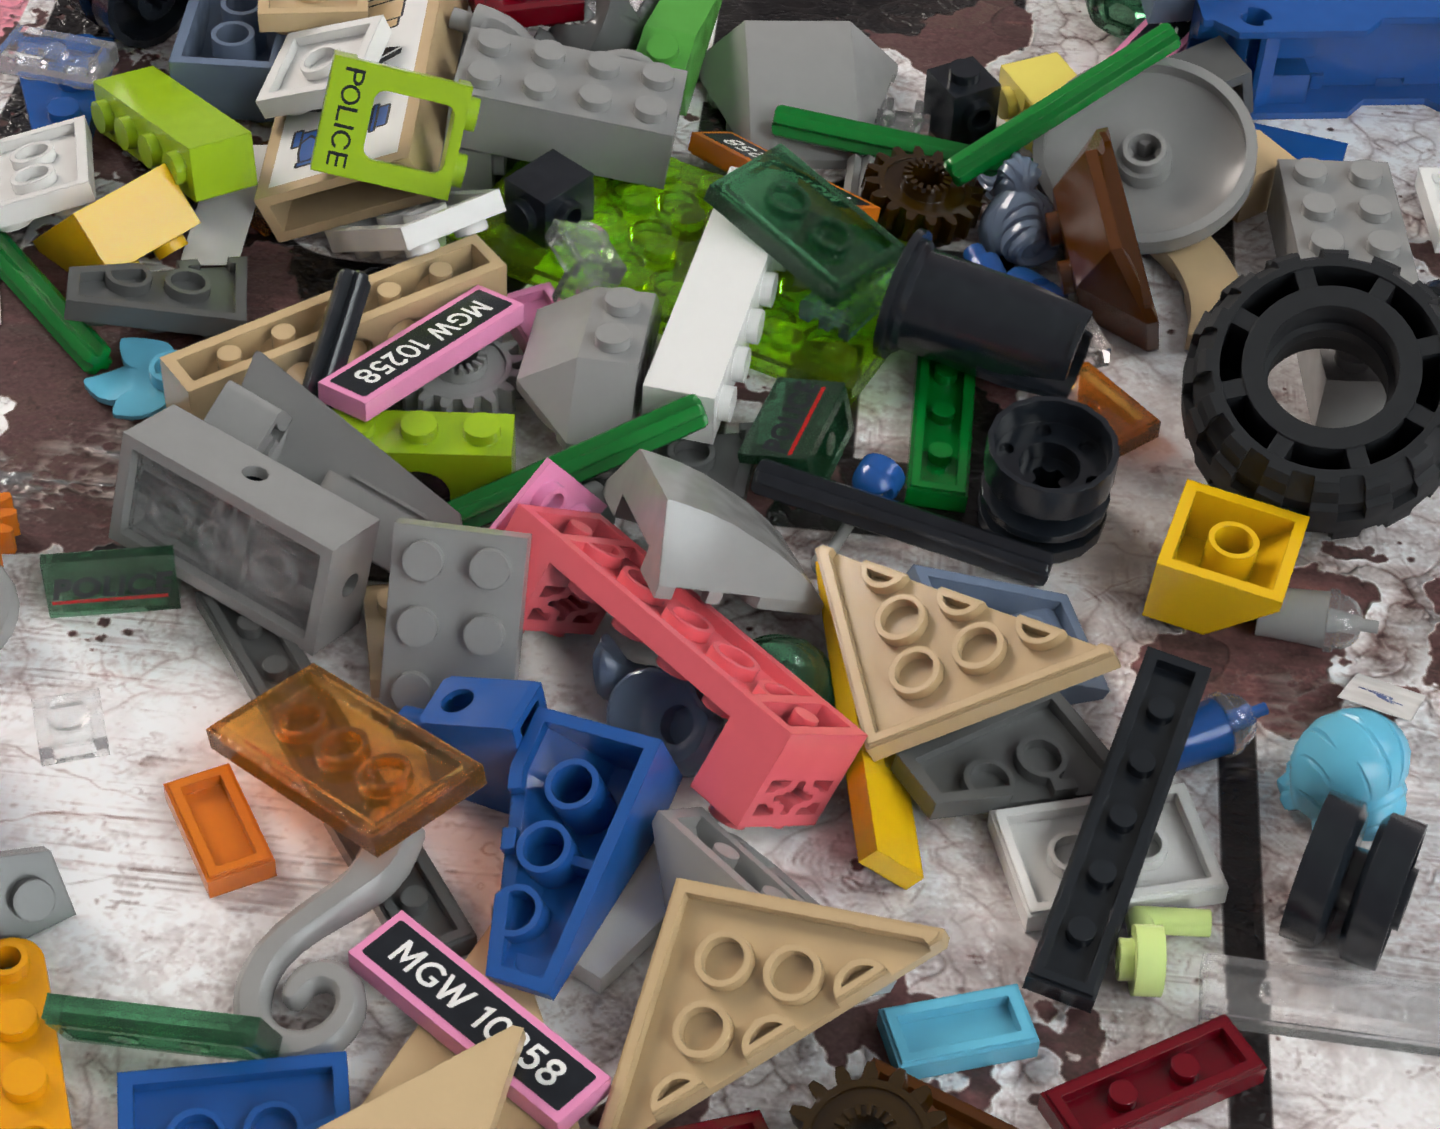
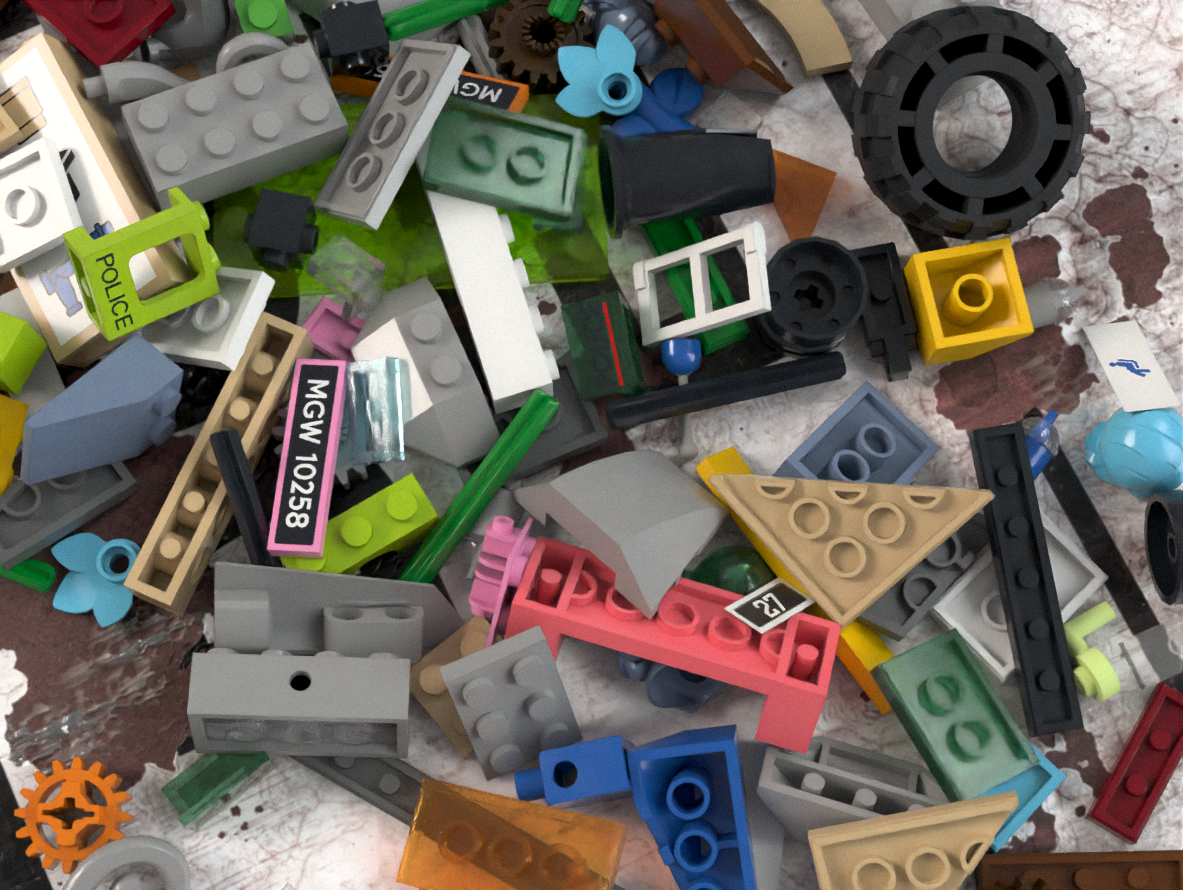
camera: 30 degrees left, 30 degrees up
(252, 231) = (104, 414): none -> sand blue slope
(518, 351) = (382, 410): none -> clear light blue tile
(711, 160) = (391, 132): none -> light grey tile
(734, 102) = (352, 38): none -> black brick
(800, 675) = (770, 605): none -> sticker
(941, 397) = (644, 281): none -> white window
(951, 878) = (954, 717): none -> clear green tile
(961, 228) = (595, 72): none -> medium azure plate
(1130, 543) = (887, 315): none -> black hinge

